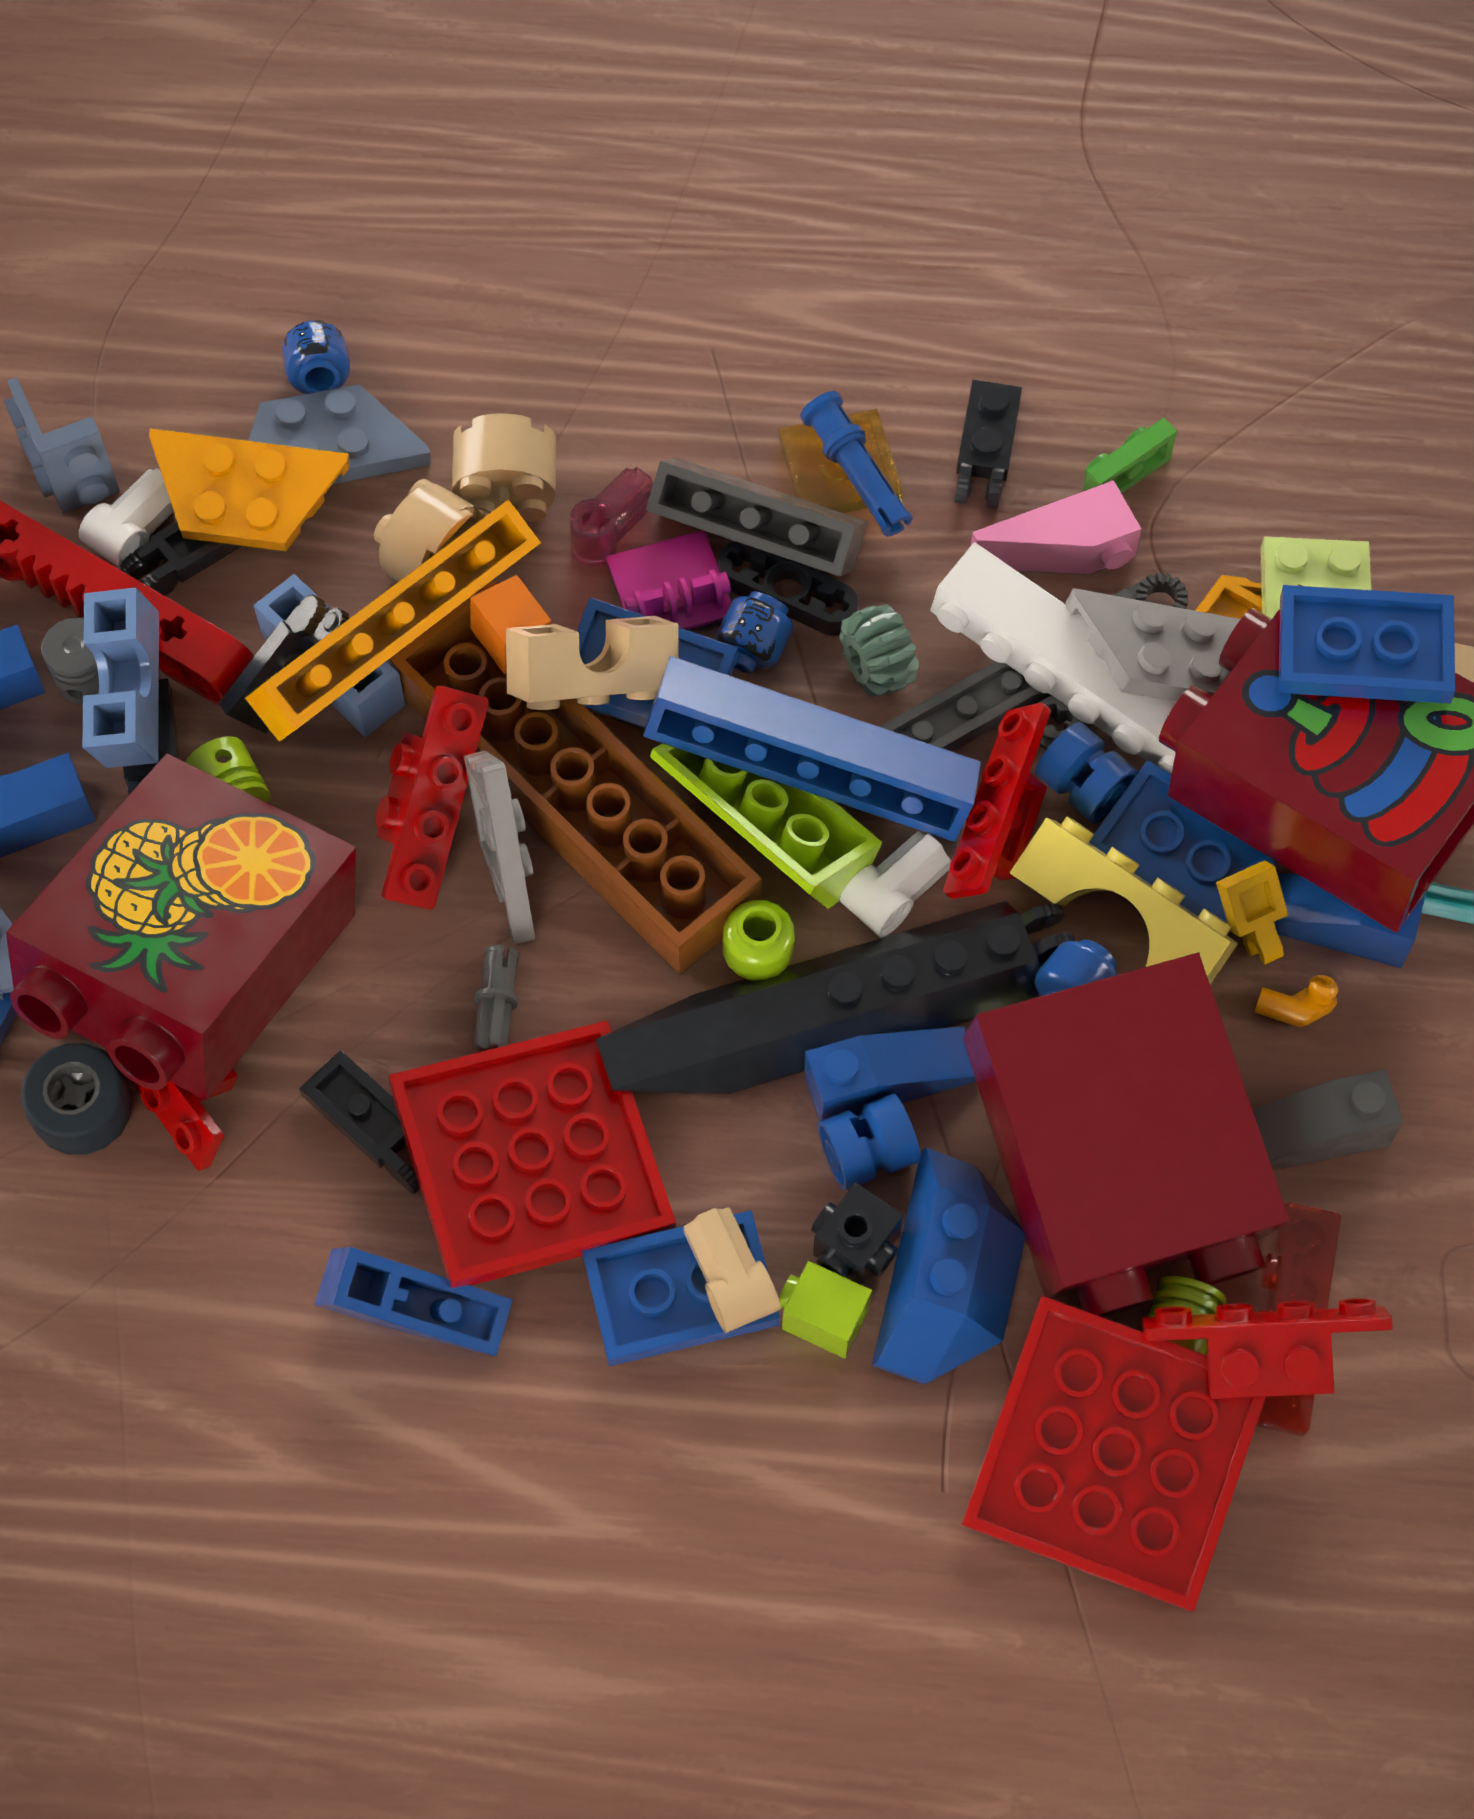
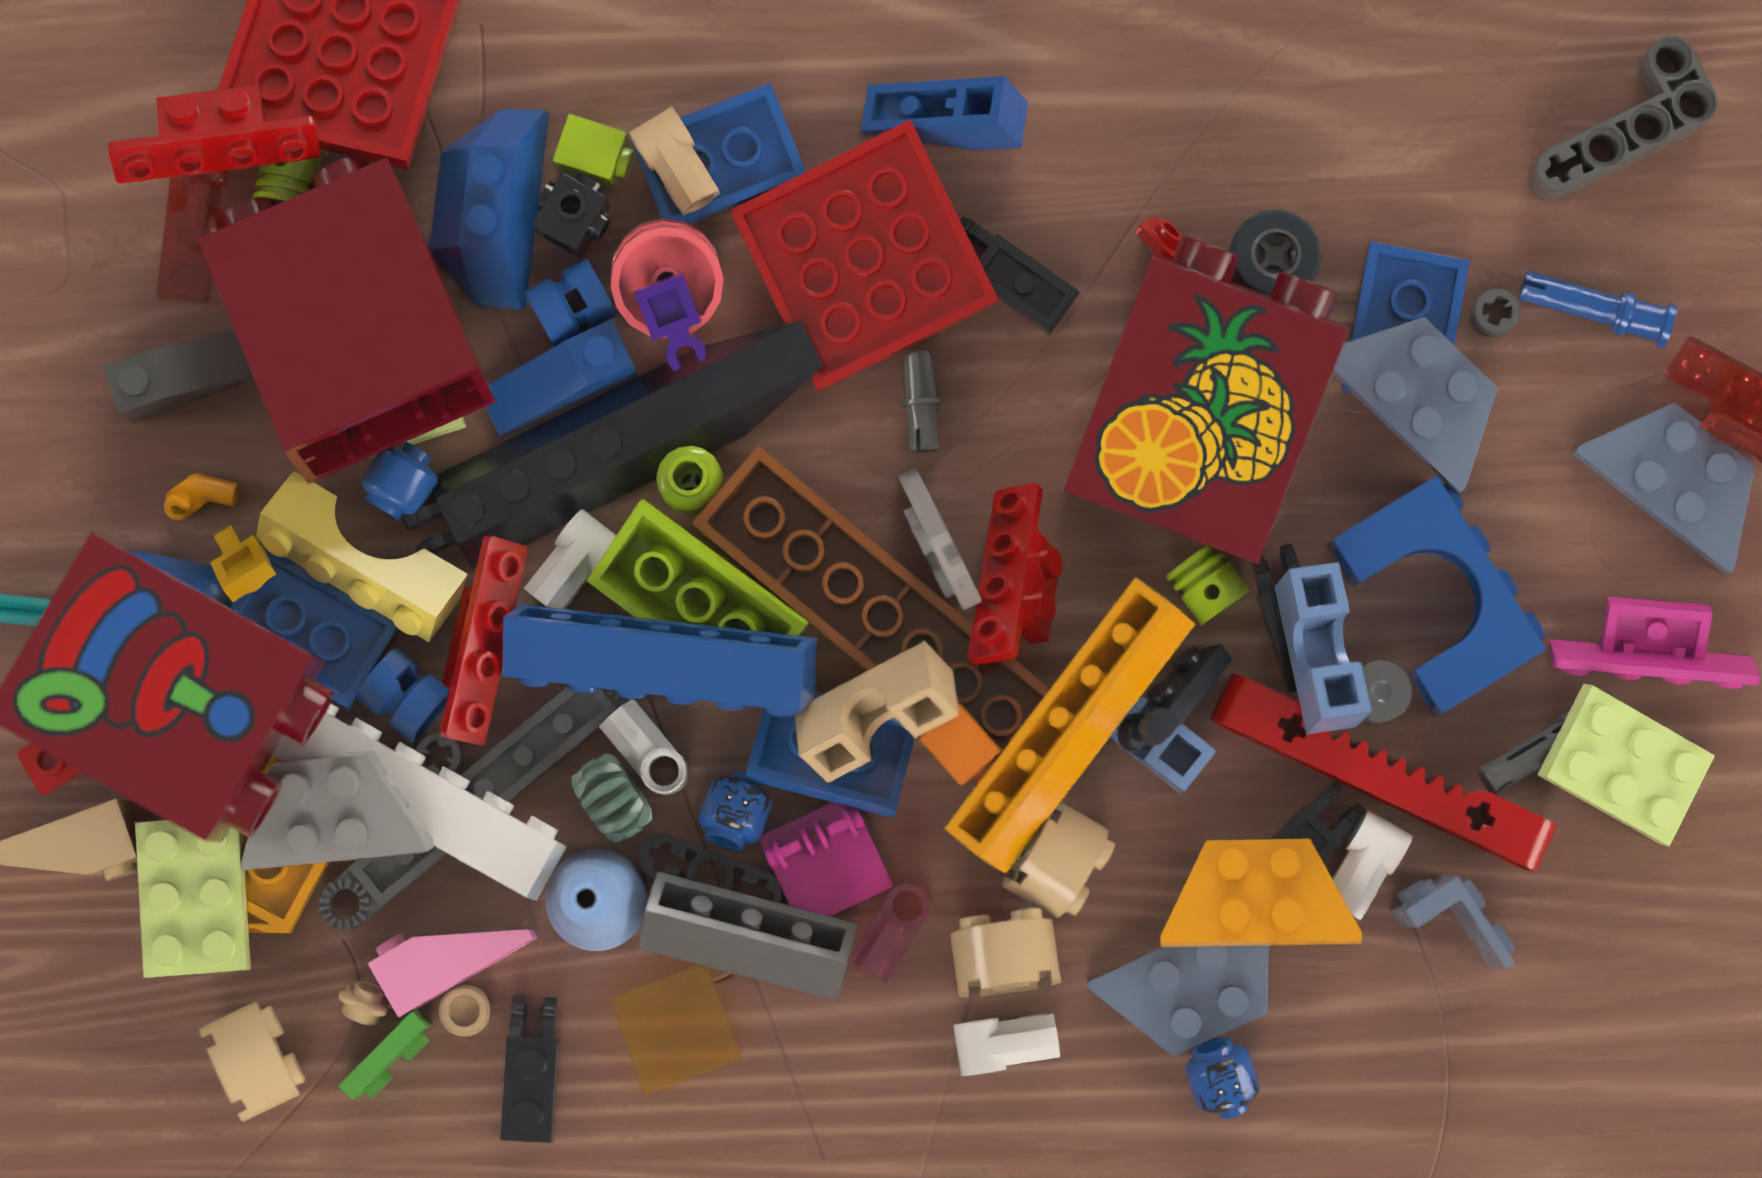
camera: 175 degrees right, 20 degrees up
(539, 399) = (993, 1044): none -> white piece
(753, 1081) = (669, 312): none -> dark purple plate
(757, 1144) = (660, 248): none -> coral wheel
(838, 693) = (643, 745): none -> white piece
(845, 446) = (668, 1030): blue pin -> none
(905, 561) = (618, 904): none -> light blue cone
(1044, 491) = (465, 1010): none -> tan tile
(1150, 509) = (364, 1002): none -> tan plate
(1261, 463) = (252, 1060): none -> tan brick
(1367, 644) = (138, 766): blue plate -> none

